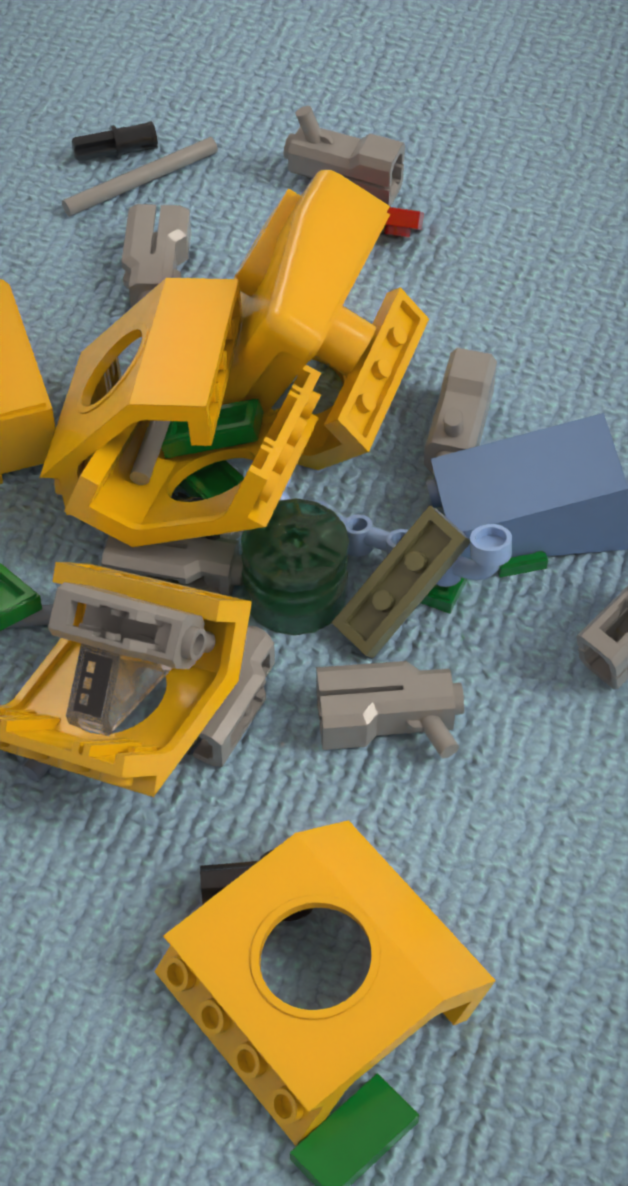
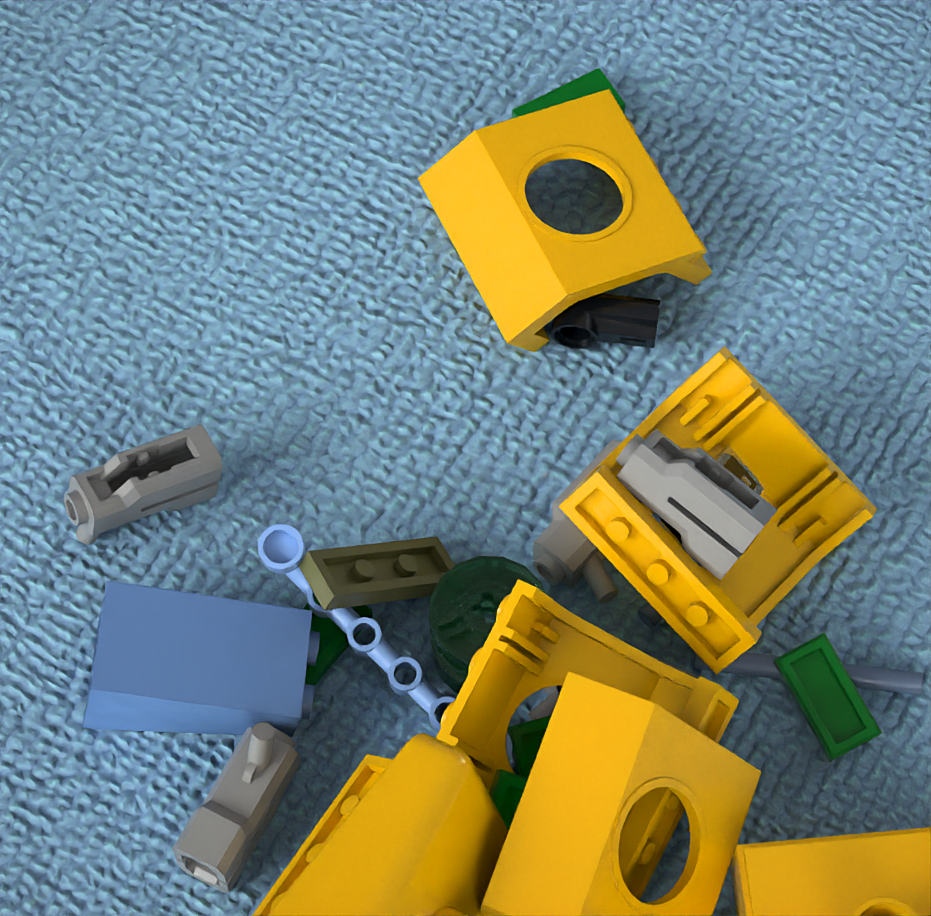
camera: 165 degrees left, 10 degrees up
(386, 700) = (431, 473): light grey piece -> none

